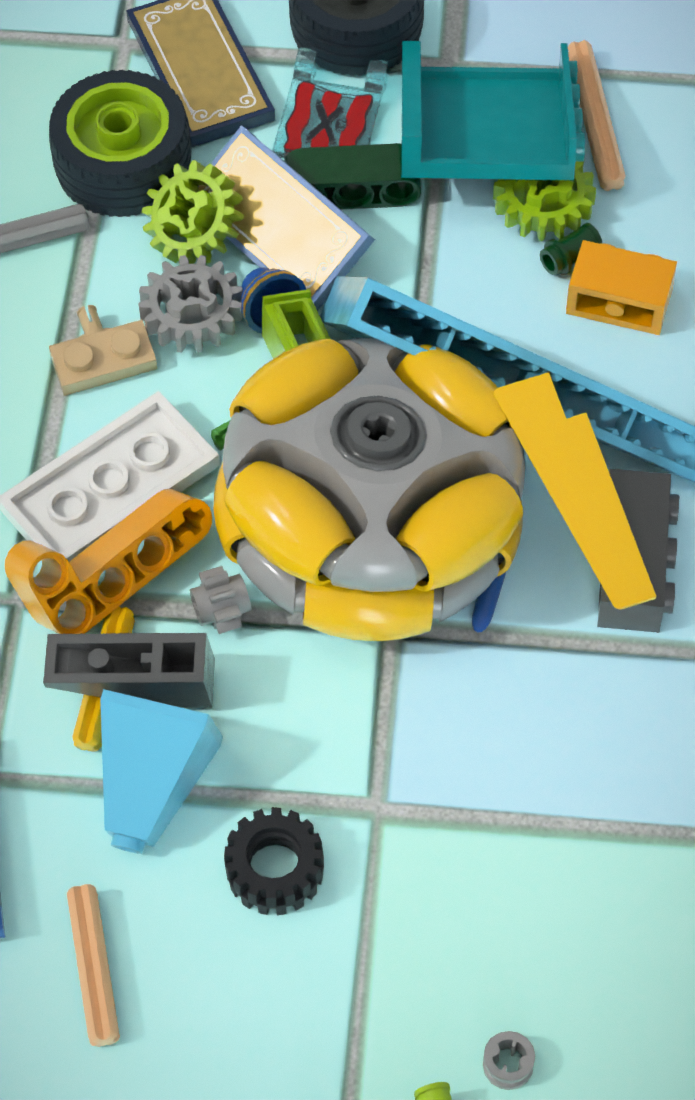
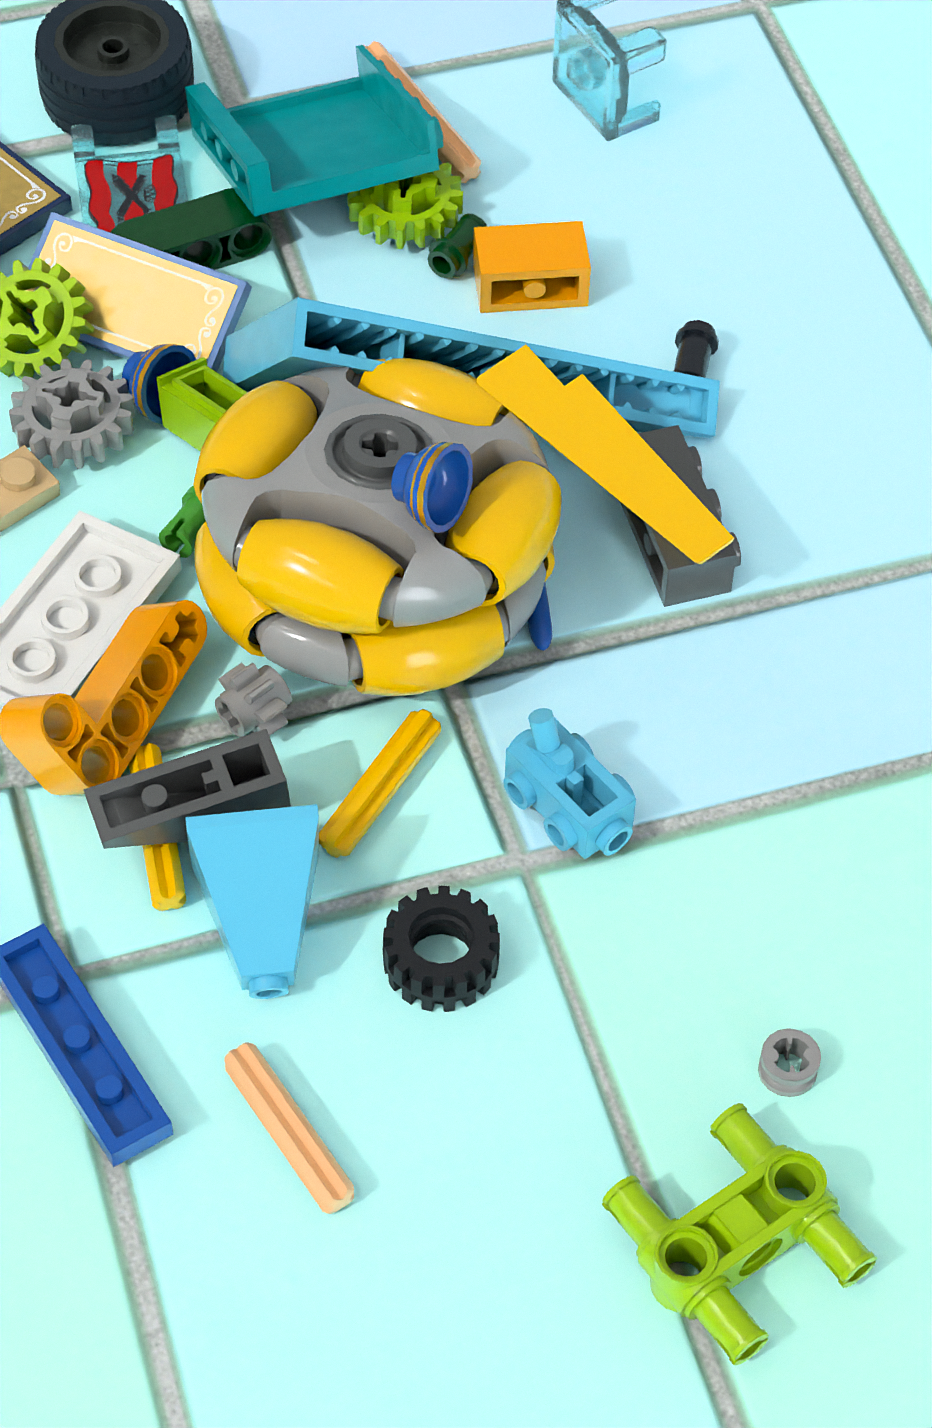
camera: 25 degrees left, 5 degrees down
(291, 703) = (379, 783): none -> yellow axle
(398, 482) = (434, 484): none -> blue piece
(434, 754) = (568, 787): none -> medium azure brick

